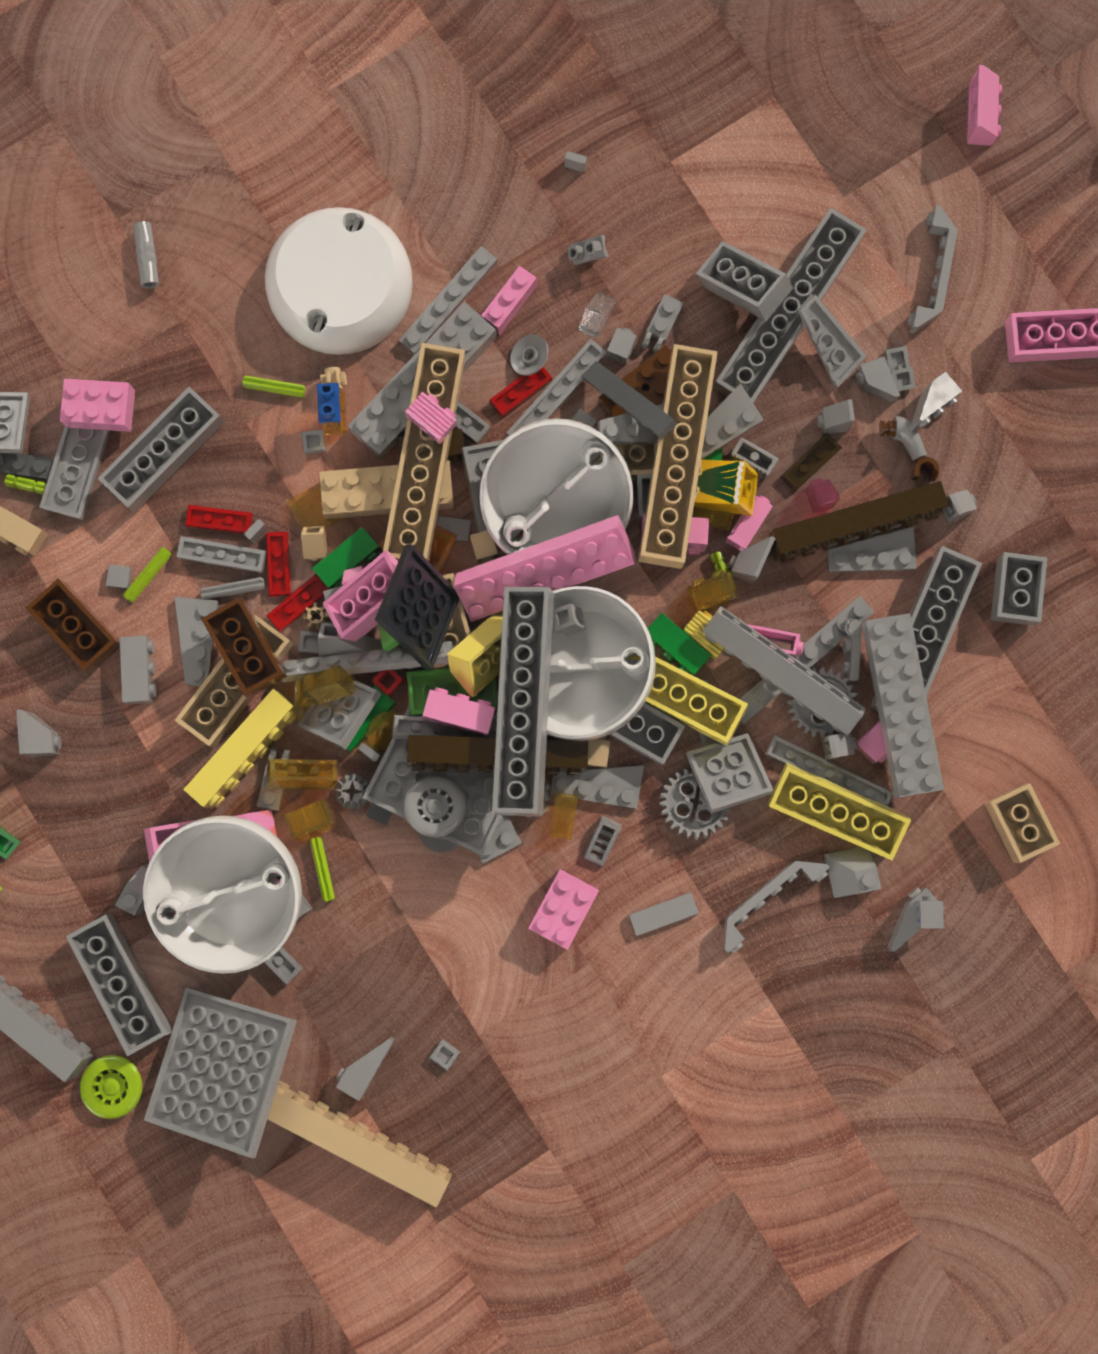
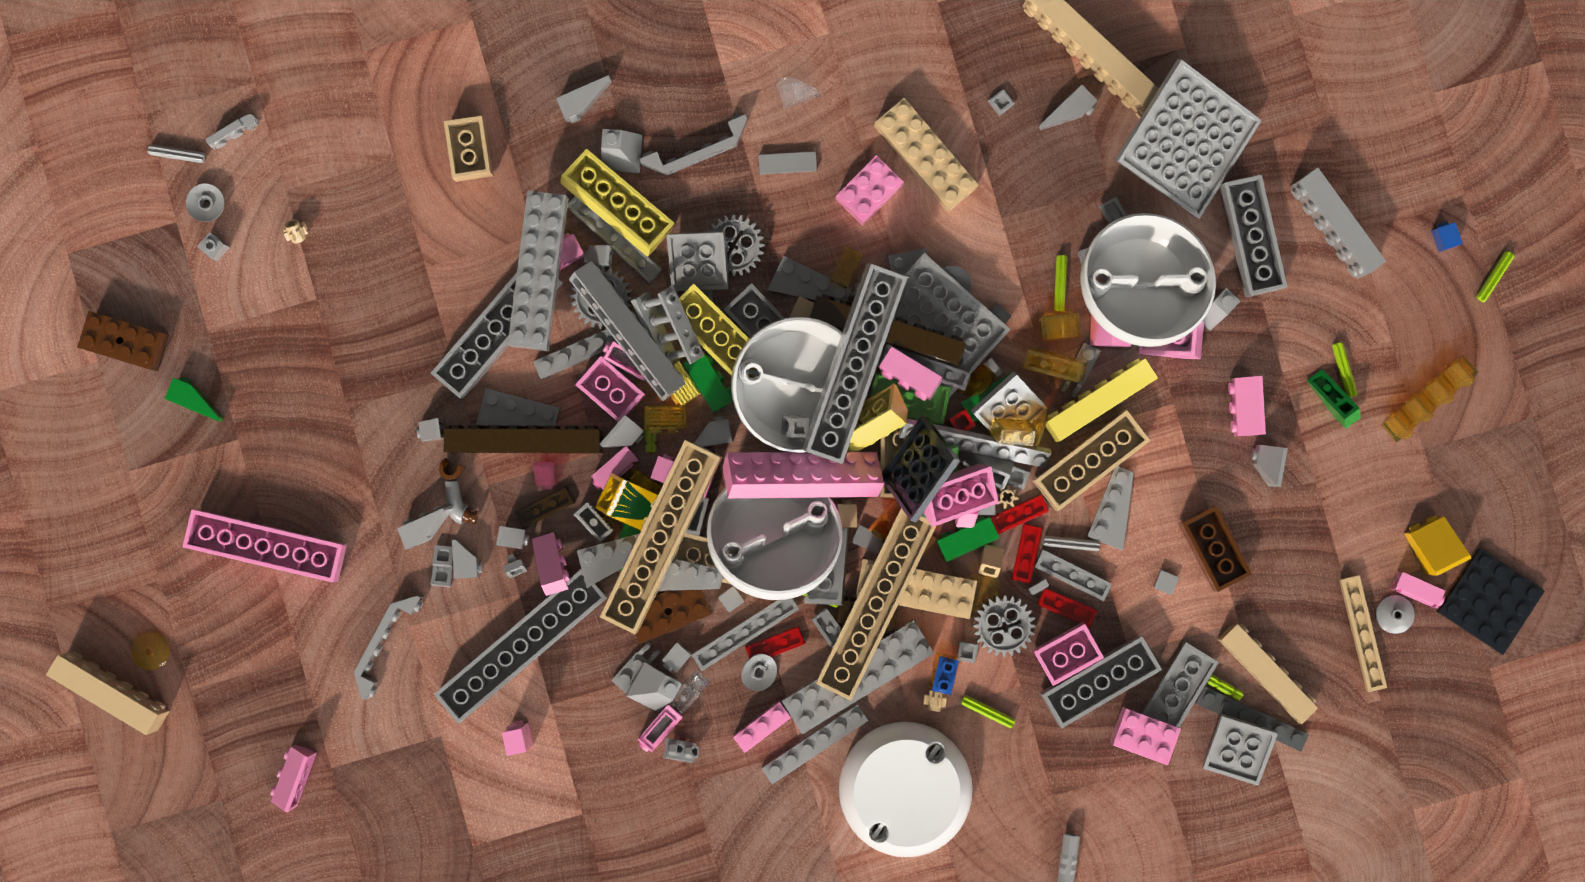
camera: 170 degrees left, 5 degrees up
(77, 791) = (1247, 406): none -> bright pink slope
(111, 1087) = (1282, 156): lime wheel -> none
(137, 670) = (1170, 496): light grey brick -> none
(147, 574) = (1141, 577): lime axle -> none
(204, 468) = (1068, 653): none -> bright pink brick
(231, 630) = (1078, 501): reddish brown brick -> none
(290, 494) = (1007, 642): none -> light grey gear
(344, 798) = (1021, 348): light grey gear -> none
(431, 417) = (861, 629): bright pink brick -> none
(435, 806) = (952, 304): light grey wheel -> none
(512, 967) = (925, 155): none -> tan brick
(575, 161) = (666, 836): light grey tile -> none
(613, 835) = (808, 249): light grey slope -> none
(617, 267) = (659, 728): none -> bright pink window
(629, 400) = (687, 599): dark grey tile -> none
(636, 308) = (653, 687): none -> light grey slope
(652, 592) = (715, 433): none -> light grey slope
(680, 996) = (795, 91): none -> clear slope
(739, 702) = (676, 315): none -> light grey fence
(744, 281) = (554, 679): light grey brick -> none
(763, 209) = (517, 738): none -> bright pink brick
(780, 604) = (610, 389): none -> bright pink brick
(786, 400) = (550, 563): none -> bright pink brick
(823, 390) = (514, 567): none -> light grey tile
(834, 345) = (495, 604): light grey wing -> none
(852, 649) = (562, 334): light grey hinge -> none
(929, 913) = (570, 96): light grey brick -> none
(1019, 589) = (405, 343): light grey brick -> none

